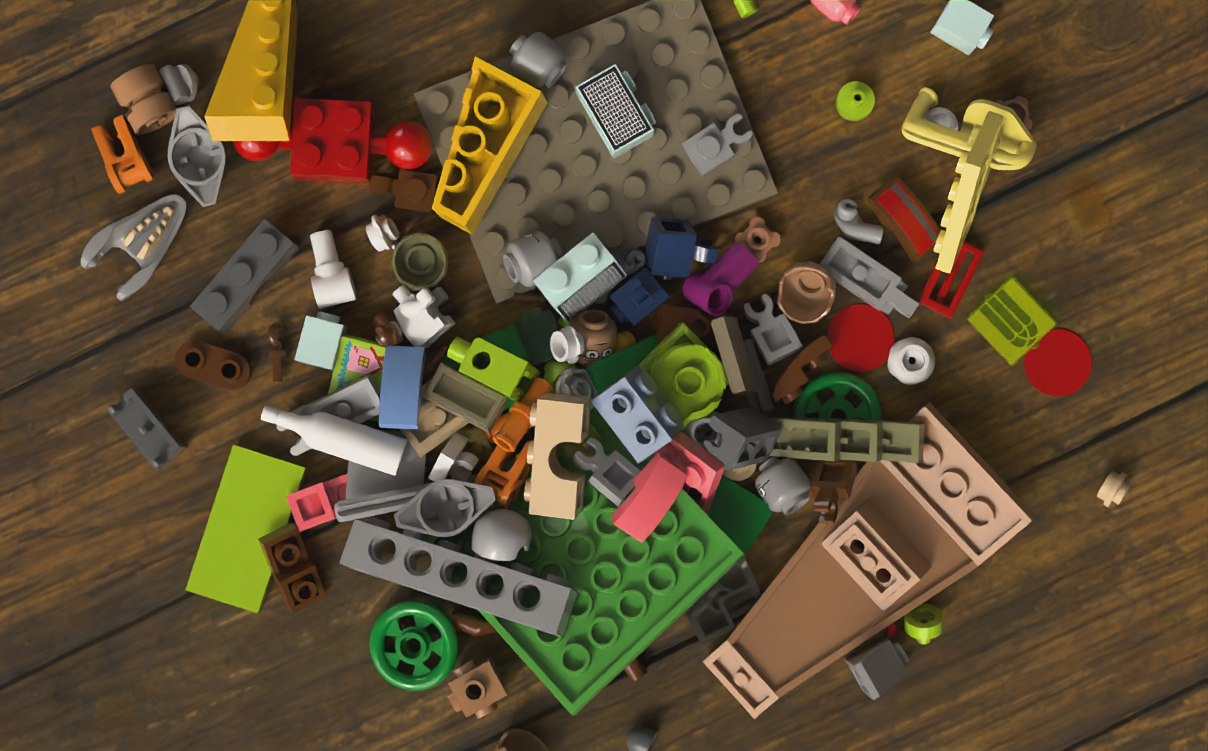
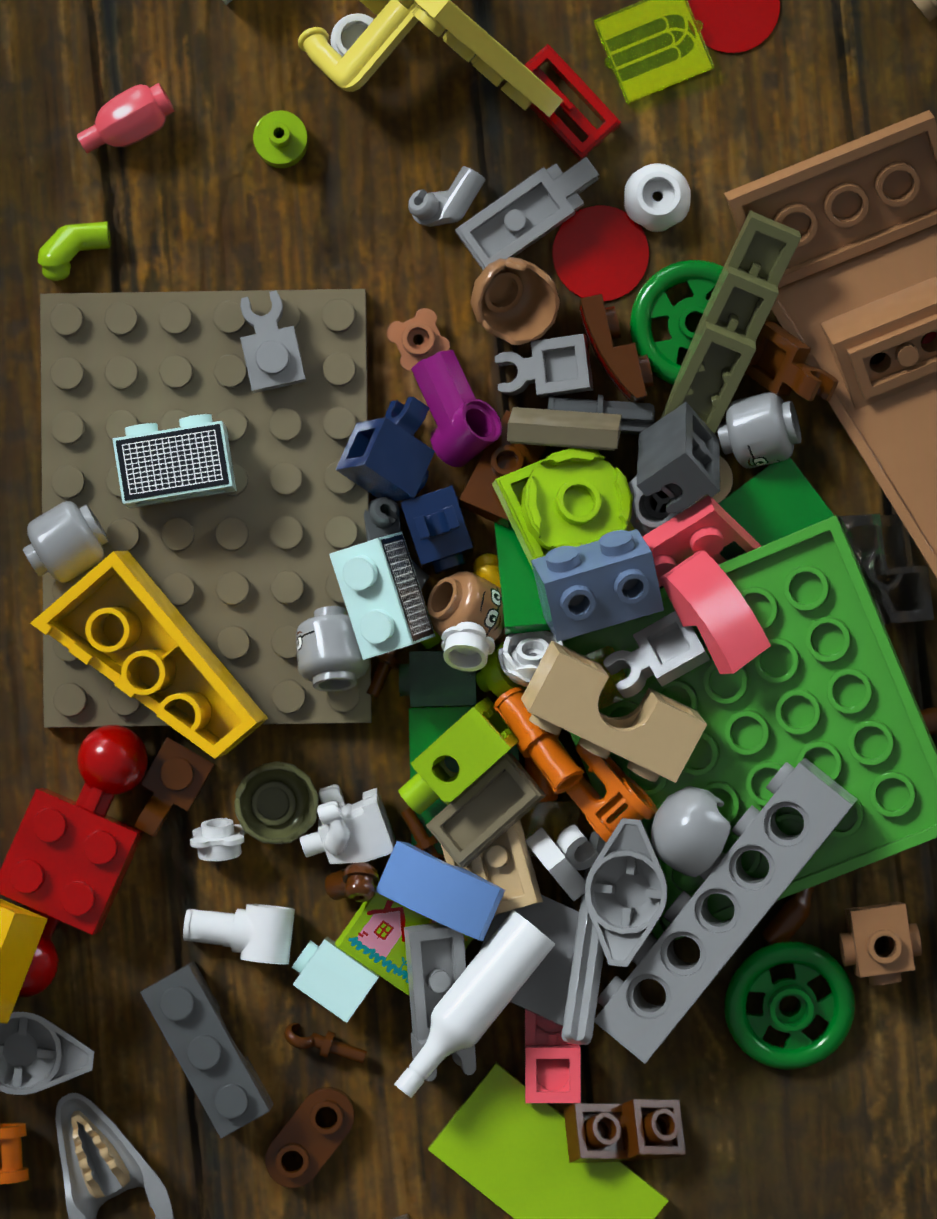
camera: 65 degrees left, 0 degrees up
(906, 216) = (466, 128): slope -> none

